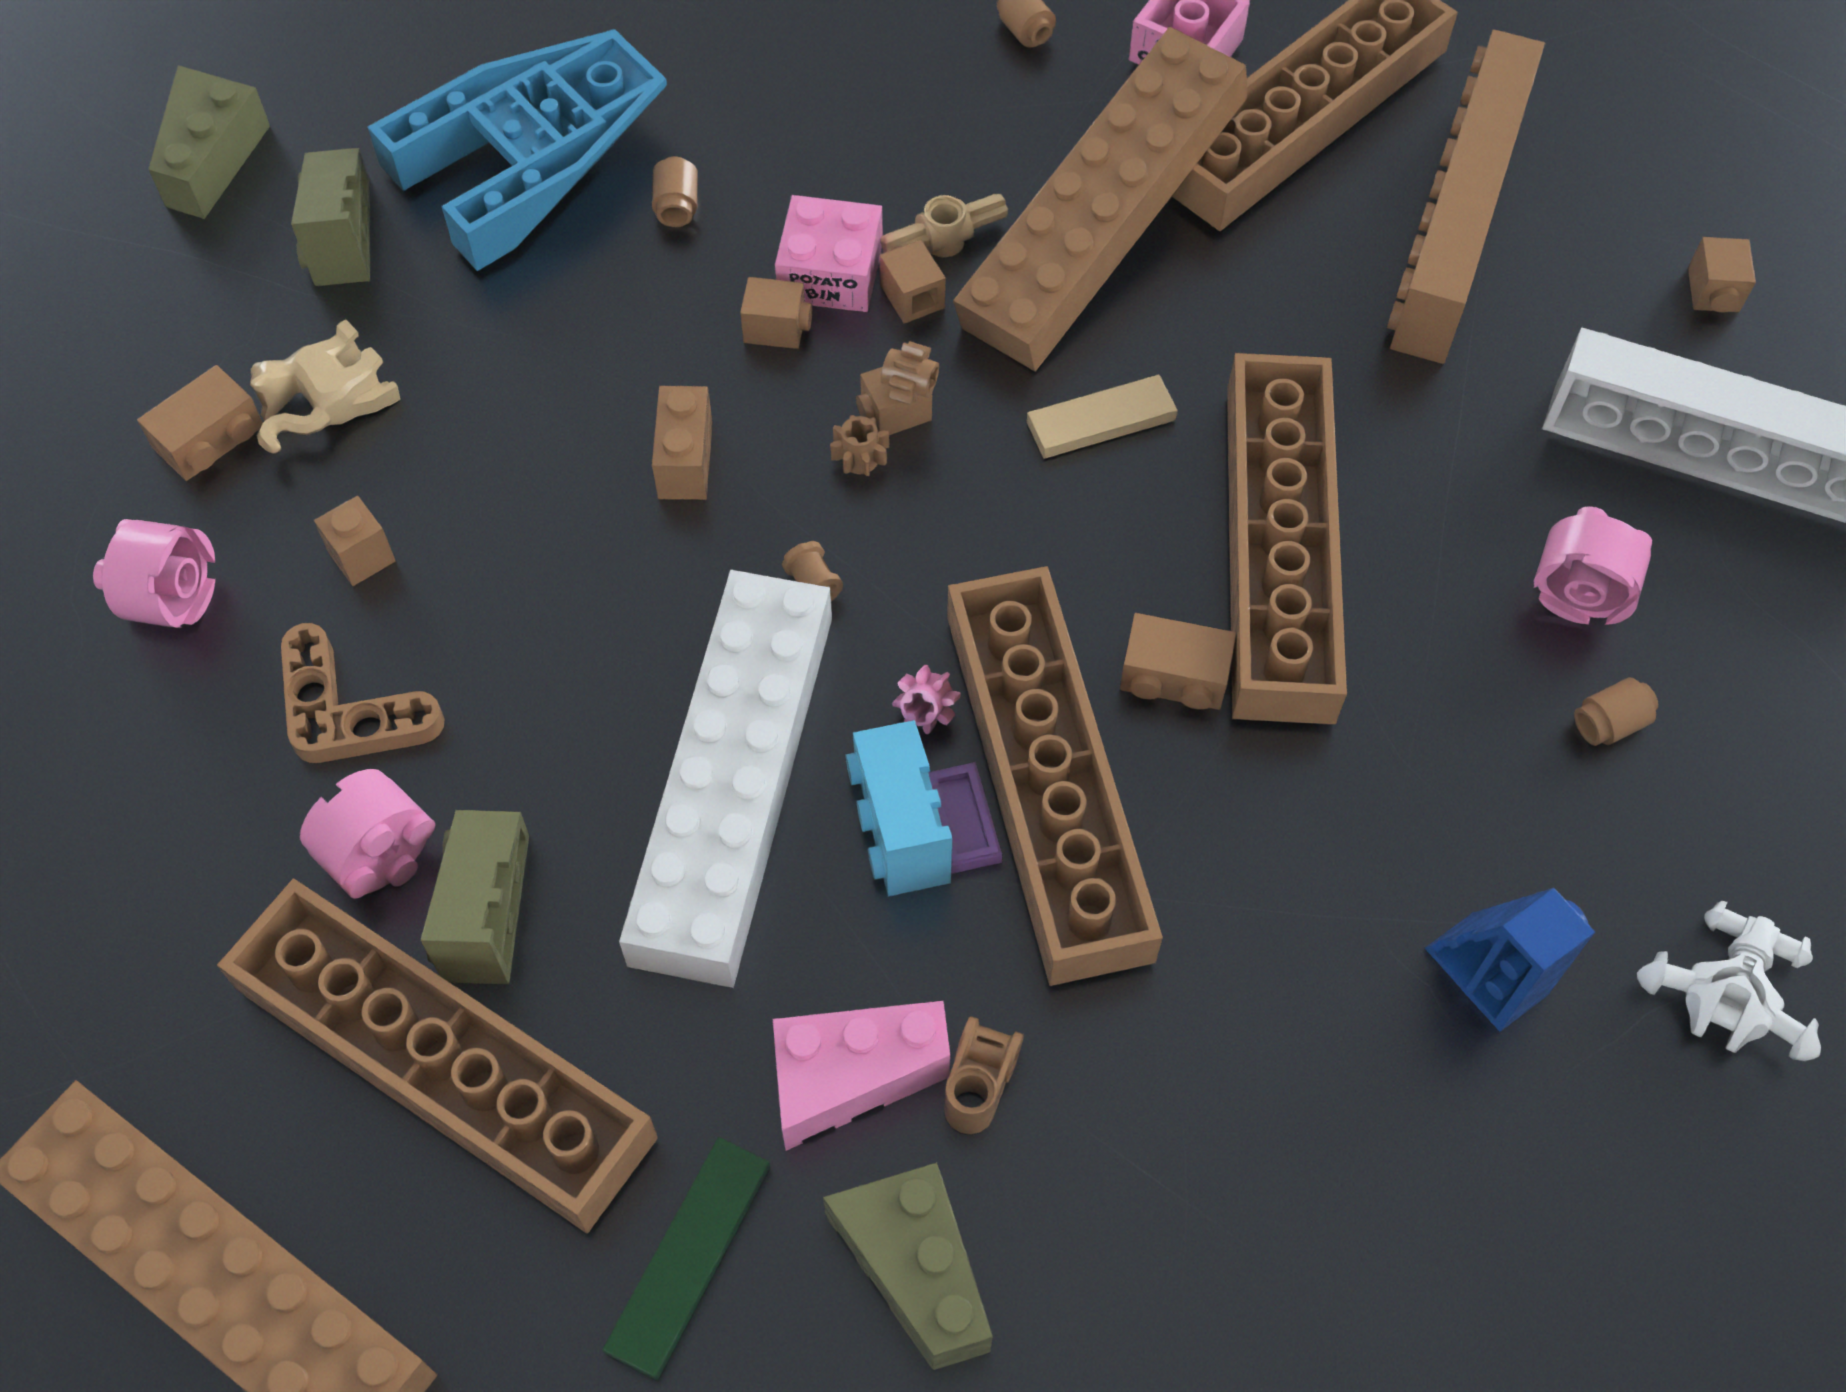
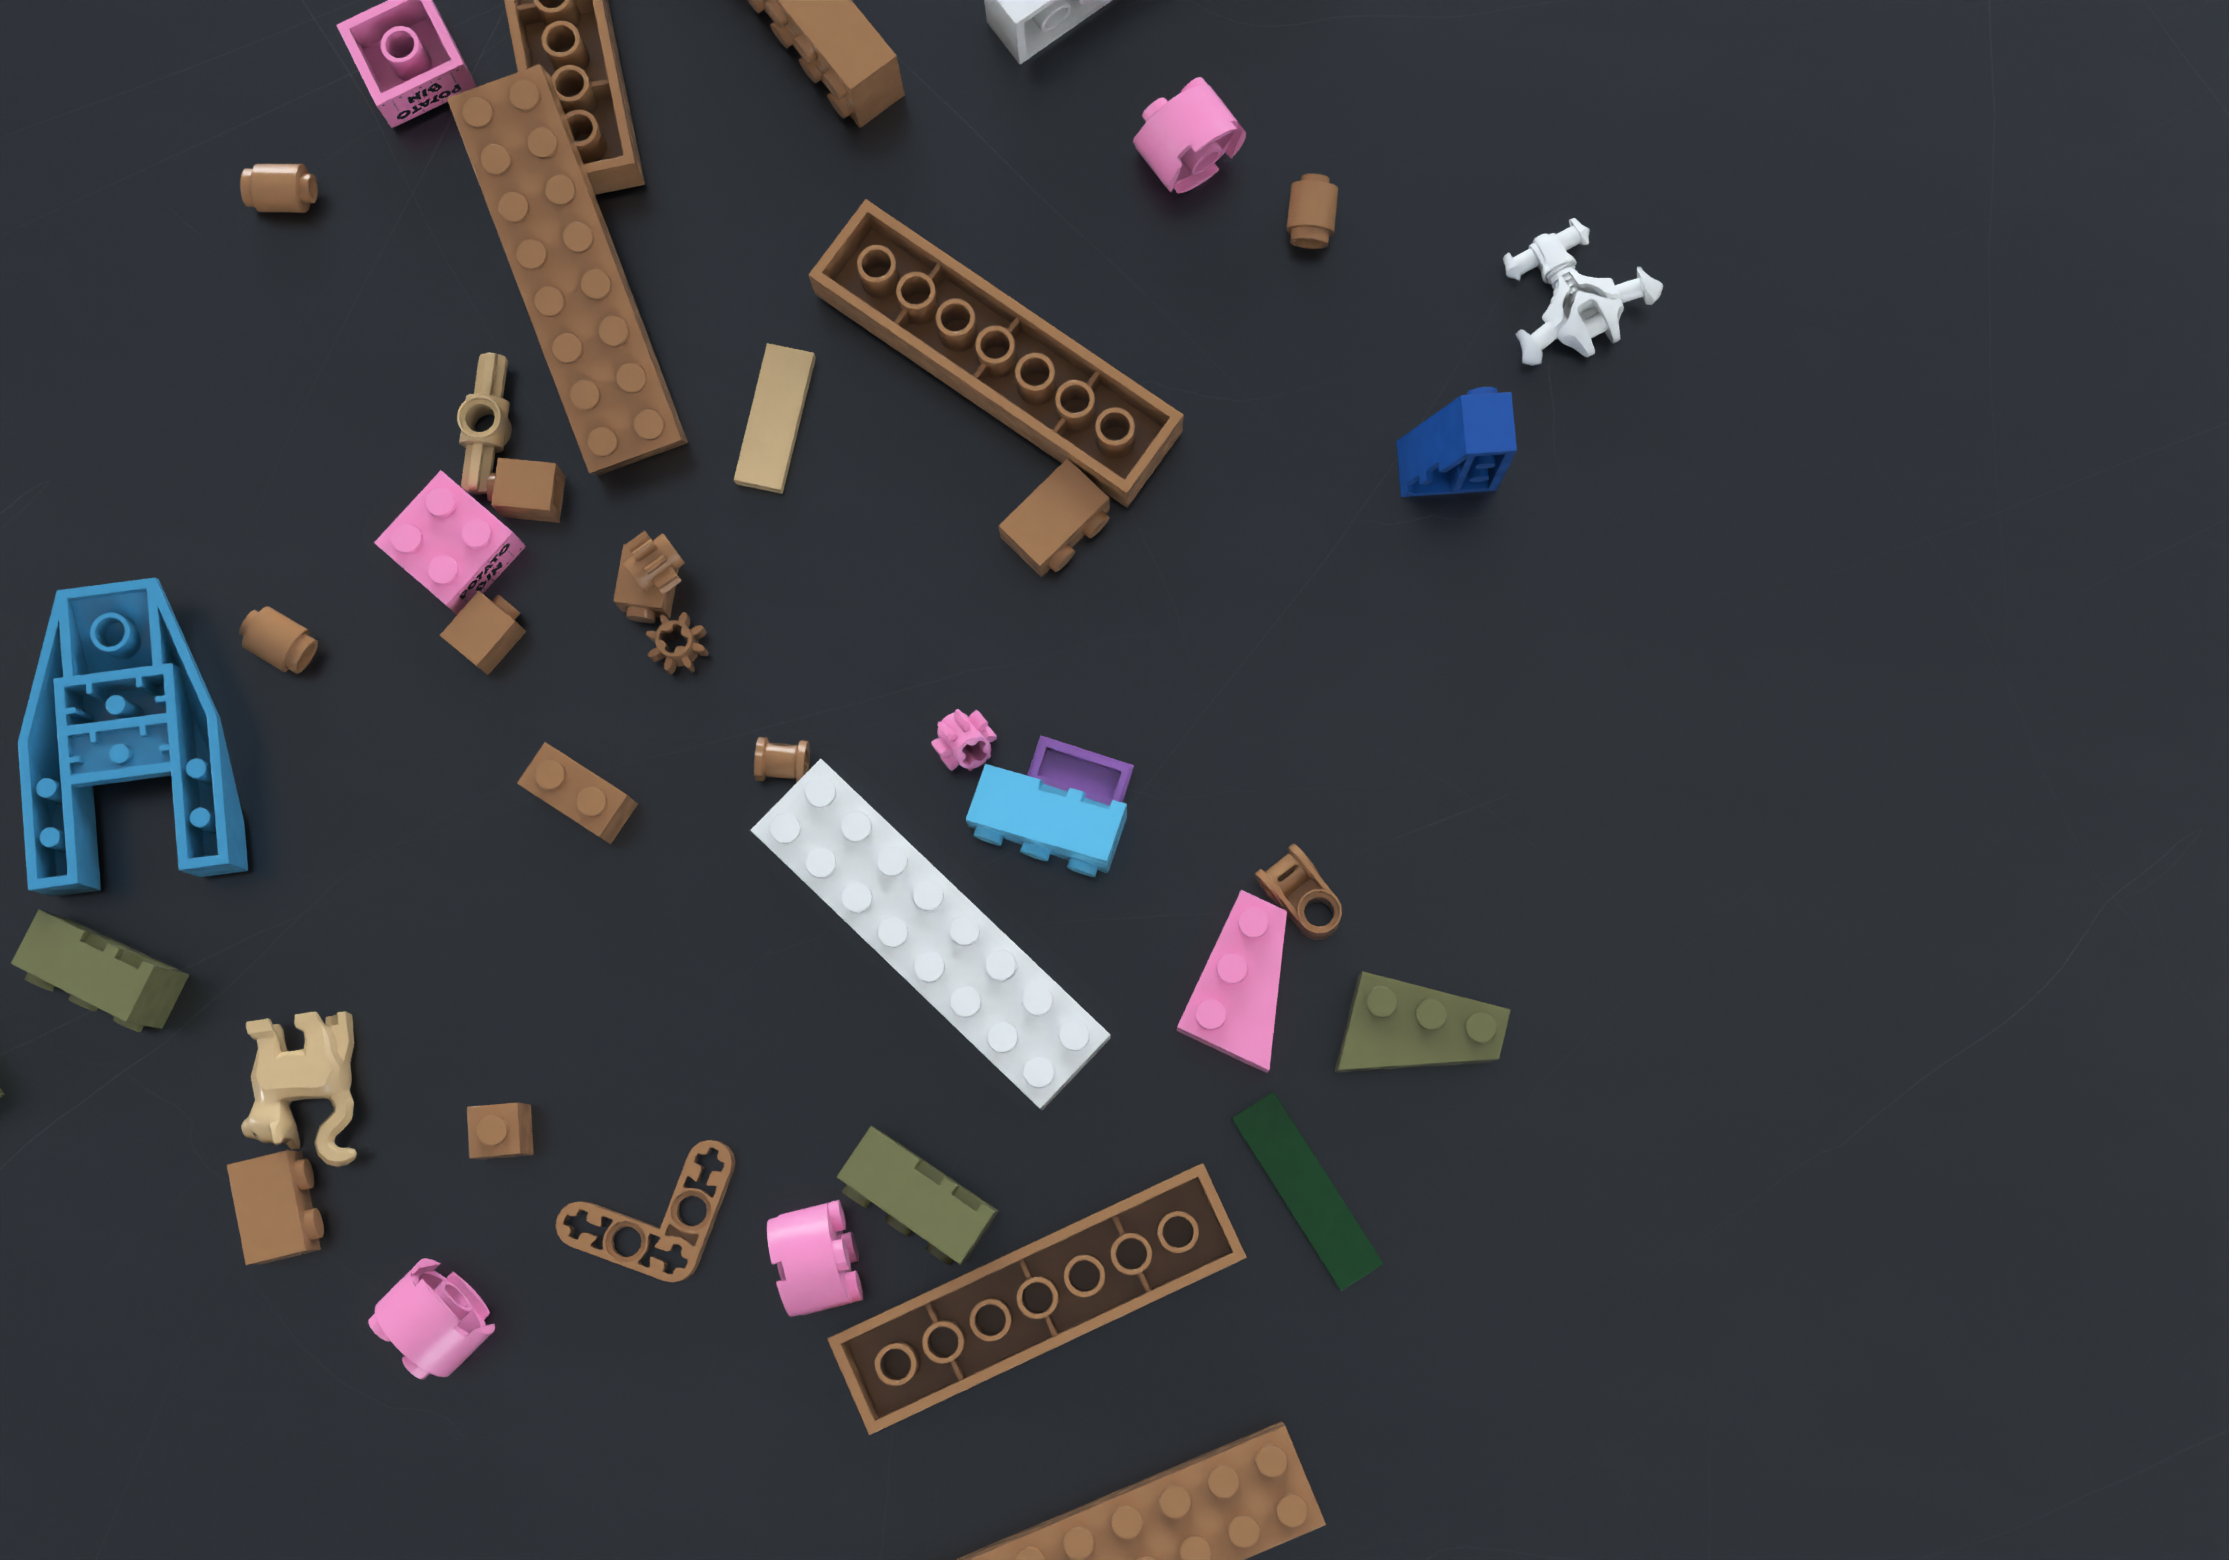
camera: 55 degrees left, 20 degrees up
(1052, 778) = (1089, 683): medium nougat brick -> none

